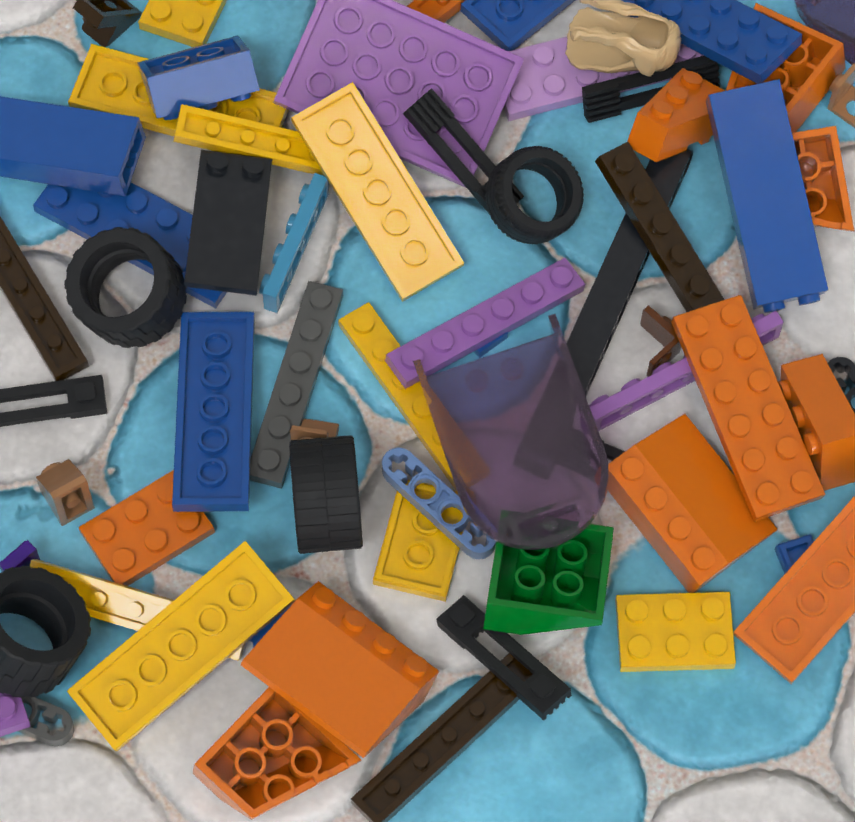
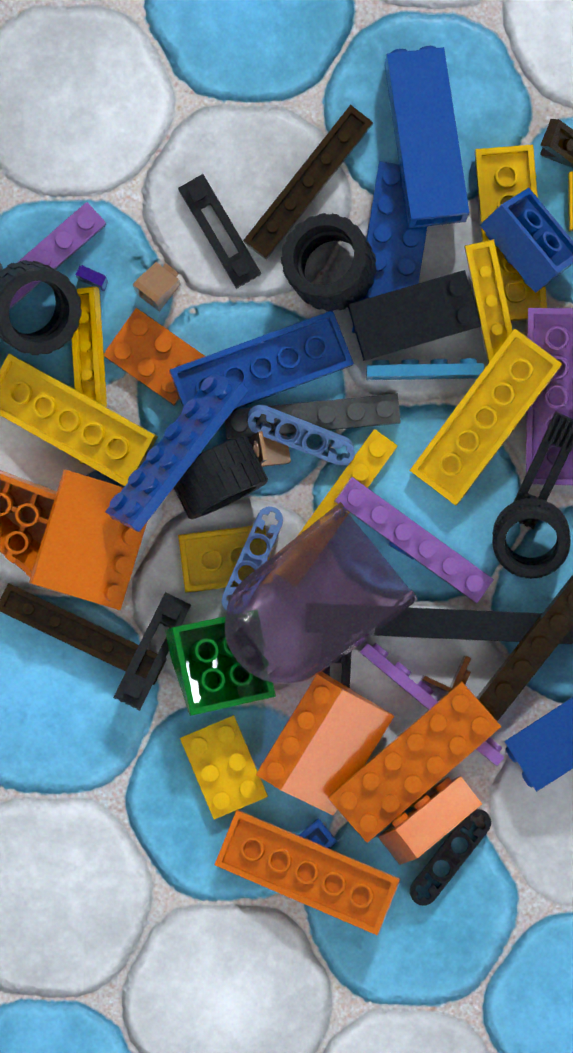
camera: 70 degrees right, 20 degrees up
(277, 518) = (176, 451): none -> blue plate
(309, 392) = (299, 438): none -> medium blue beam

